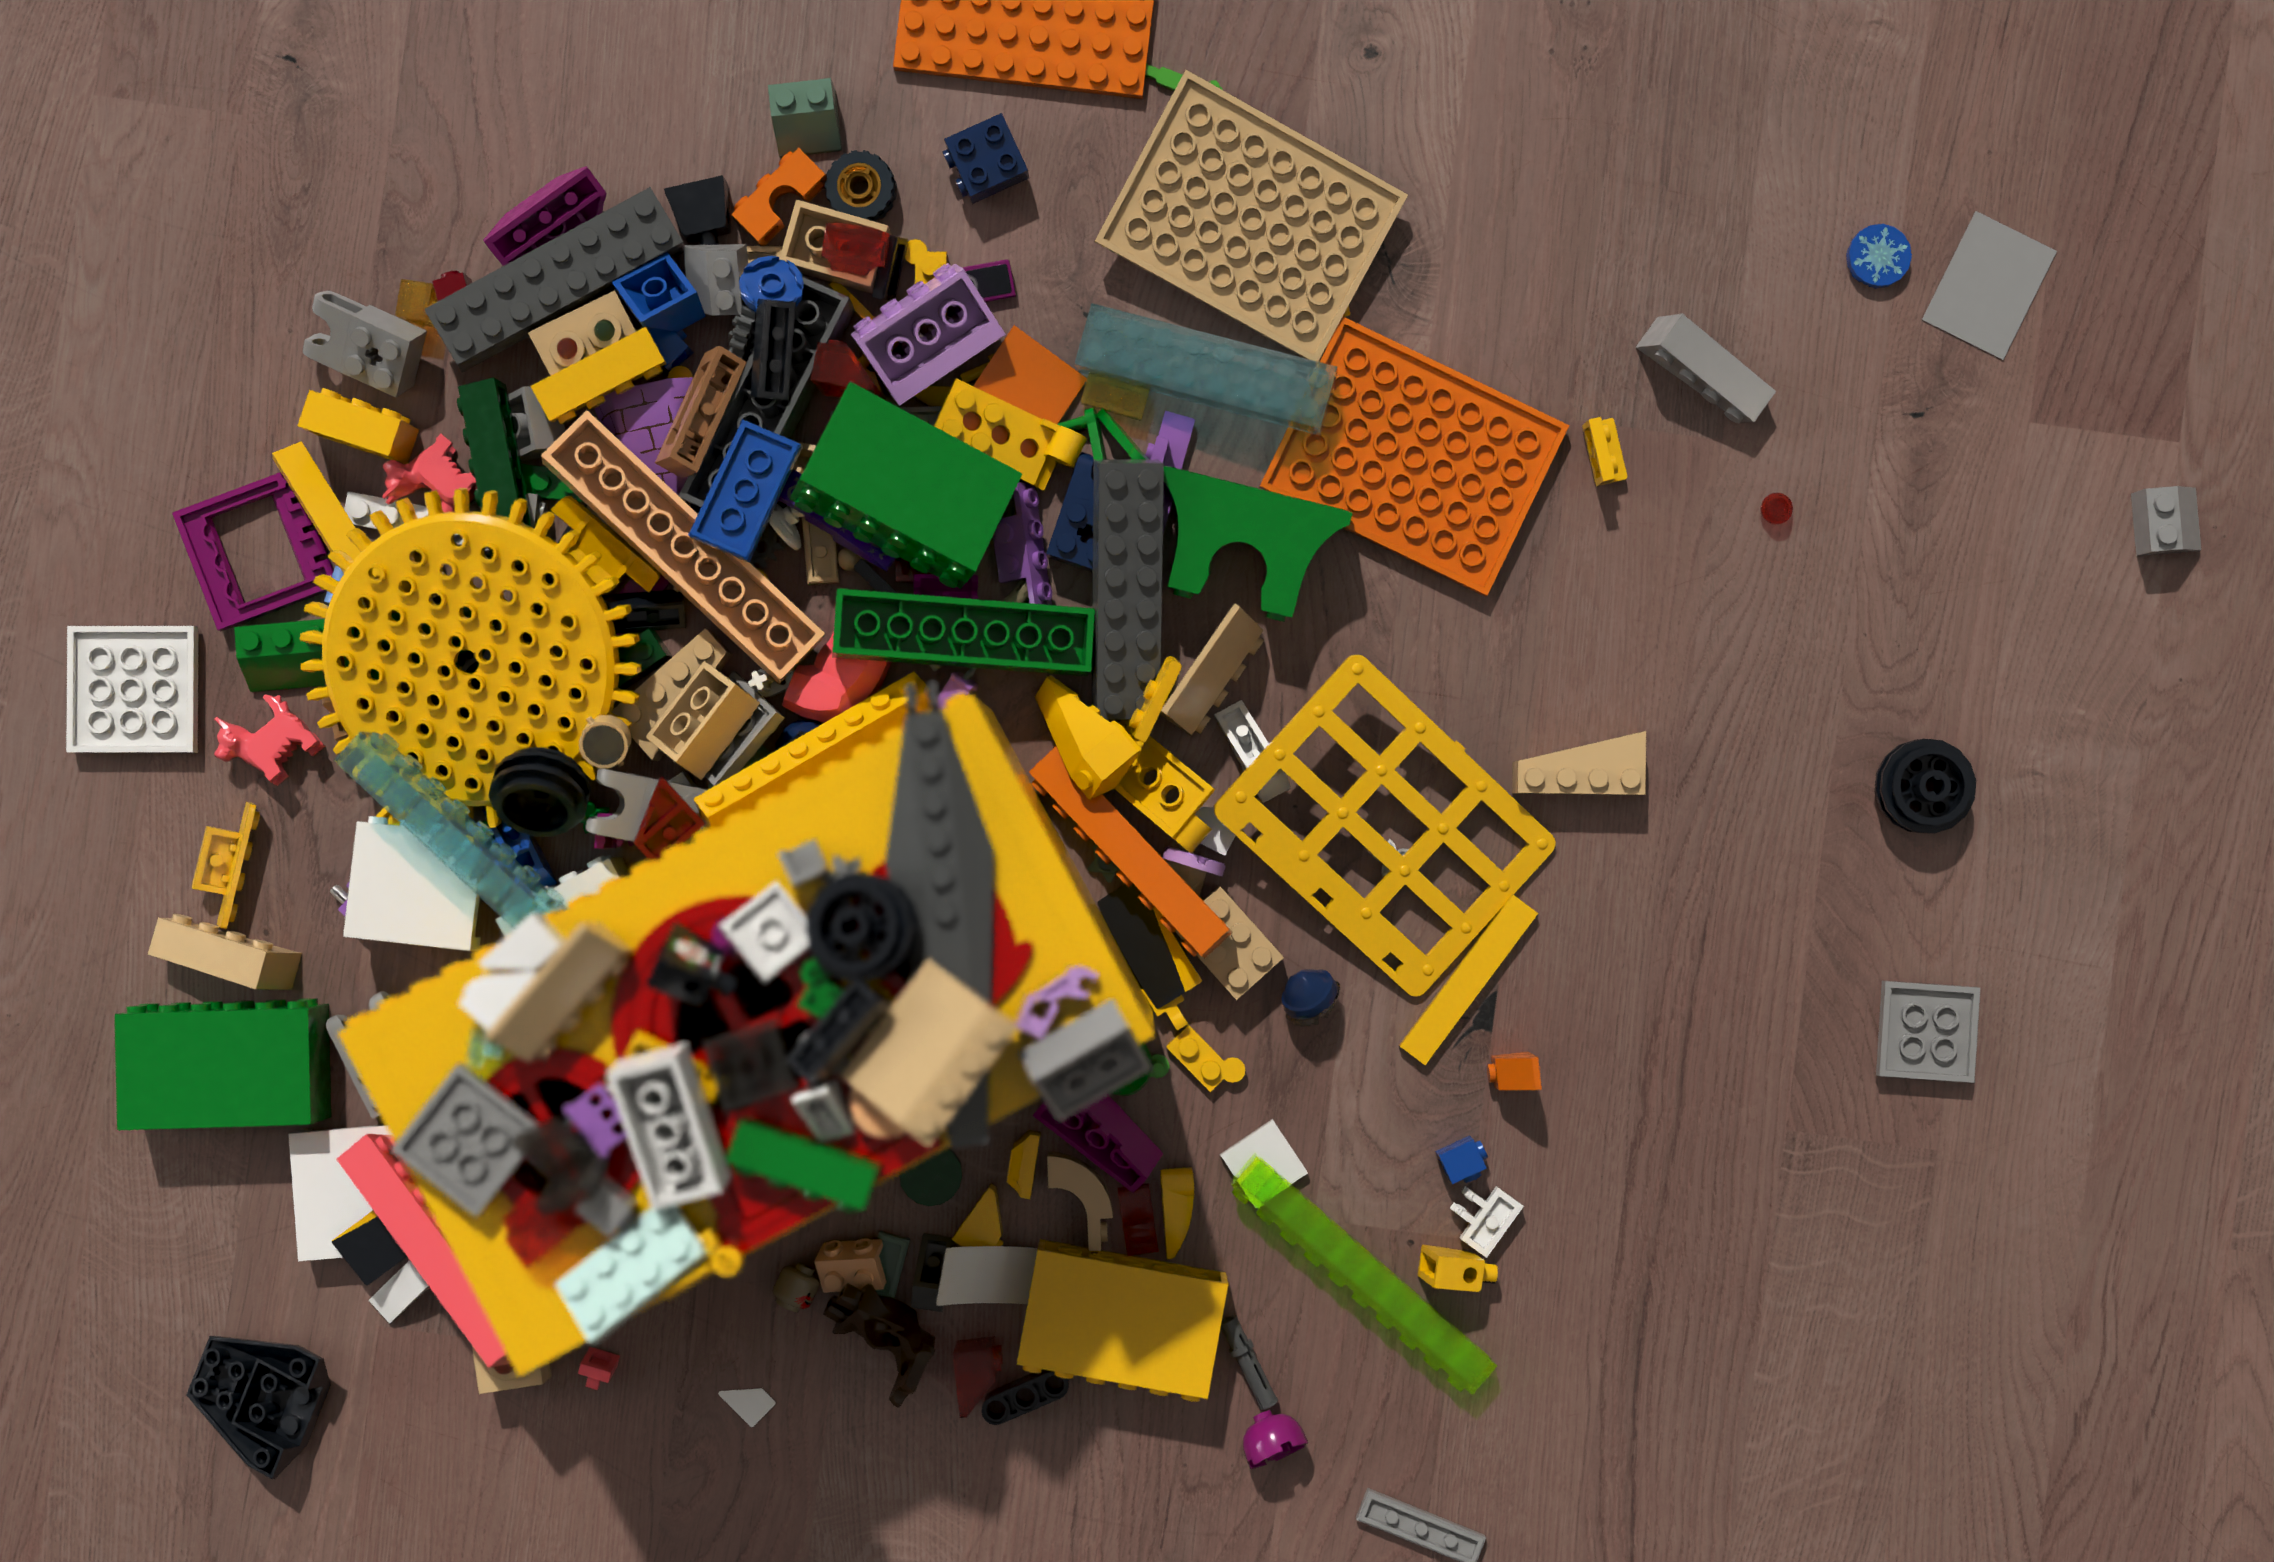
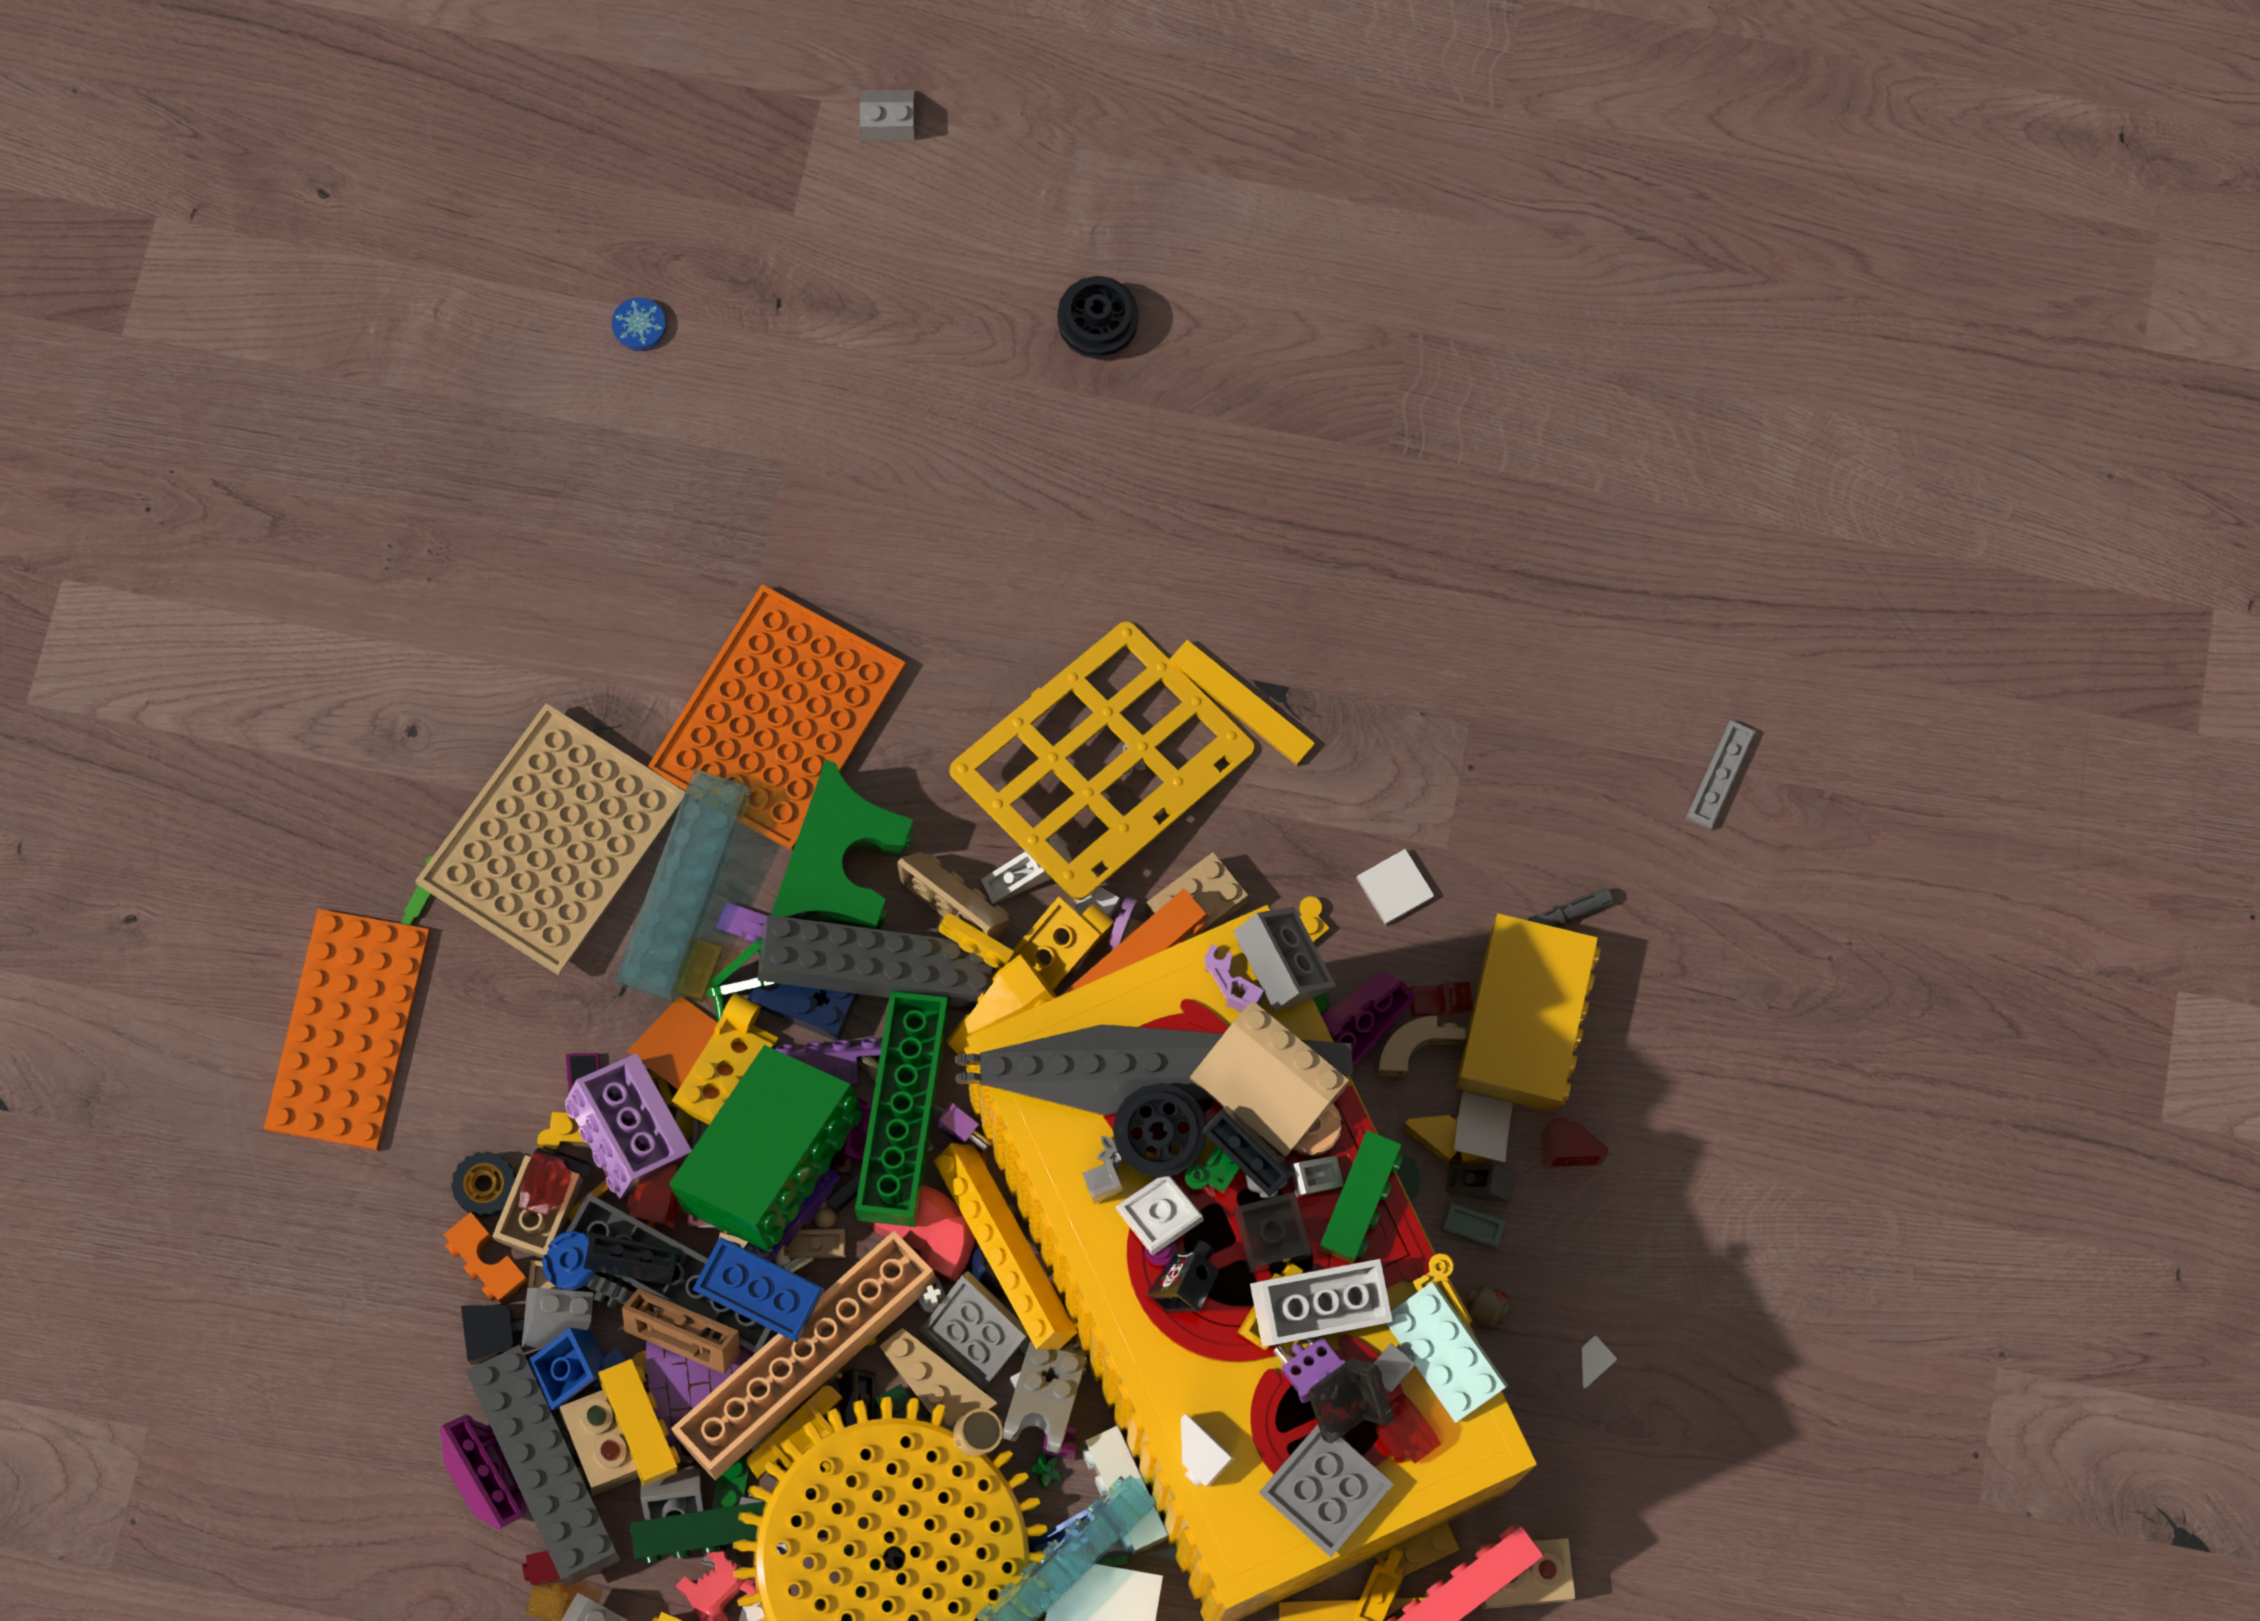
camera: 90 degrees left, 15 degrees down
(480, 1048) = (1246, 1474): clear light blue tile -> none
(526, 946) = (1160, 1427): white slope -> none
(539, 792) = (1020, 1493): black wheel -> none
(560, 992) = (1200, 1394): tan slope -> none
(598, 1367) = (1556, 1494): coral tile -> none
(666, 822) = (1057, 1375): dark red wing -> none
(702, 720) = (964, 1347): tan brick -> none
(805, 116) = (414, 1230): sand green slope -> none
(850, 1263) = (1472, 1253): light nougat bracket -> none
(874, 1320) = (1515, 1230): dark brown hips -> none
(985, 159) = (471, 1068): dark blue brick -> none
(1014, 1405) = (1594, 1092): black beam -> none
(1023, 1163) = (1385, 1094): yellow slope -> none
(1177, 1206) = (1420, 963): yellow piece -> none
(1272, 1438) = (1637, 892): magenta cylinder -> none
(1309, 996) = (1249, 833): dark blue hair -> none
(1363, 1273) = (1494, 807): clear neon green brick -> none
(1454, 1269) = (1493, 728): yellow torso -> none
(1463, 1160) = (1399, 716): blue brick -> none
(1490, 1221) = (1454, 697): white hinge -> none
(1515, 1071) = (1324, 665): orange slope -> none
(1597, 768) = (1064, 584): tan wedge -> none
(1604, 451) = (787, 557): yellow bracket -> none
(1706, 367) = (721, 468): light grey wedge -> none
(1776, 508) = (849, 421): clear red plate -> none
(1928, 1031) = (1307, 330): light grey plate -> none
(1989, 285) = (673, 239): light grey sticker -> none

